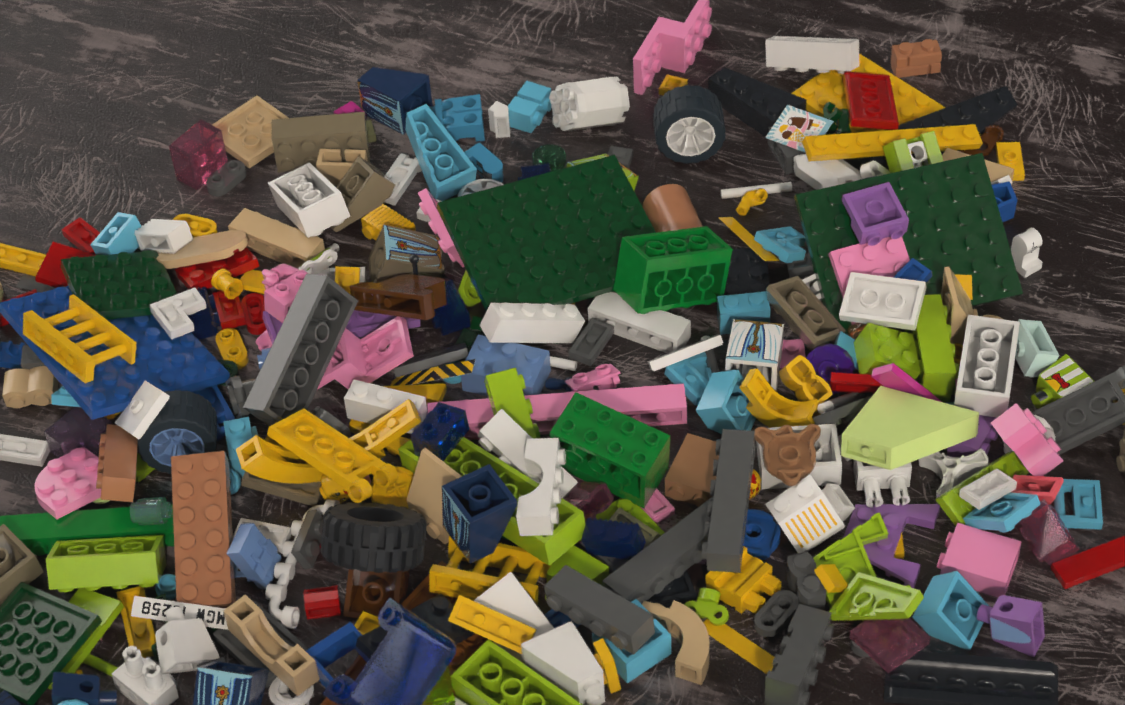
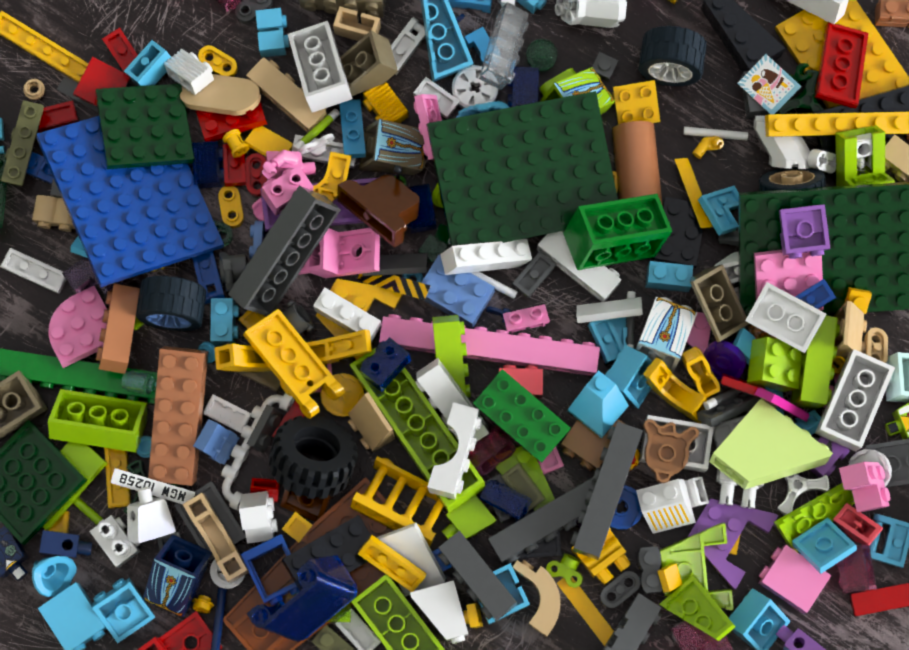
camera: 10 degrees right, 30 degrees up
(72, 354) = (88, 217): yellow fence -> none
(142, 409) = (142, 288): white plate -> none
(174, 311) = (184, 168): white plate -> none
(249, 190) = (271, 32): none -> medium azure piece
(316, 612) = (256, 516): none -> white brick
(356, 252) = (352, 128): none -> dark azure plate
(477, 512) = (400, 461): dark blue slope -> none
(507, 150) = (504, 46): none -> clear brick
(662, 171) = (636, 102): none -> yellow hinge
(696, 426) = (599, 404): none -> medium azure slope
(988, 489) = (819, 522): white plate -> none

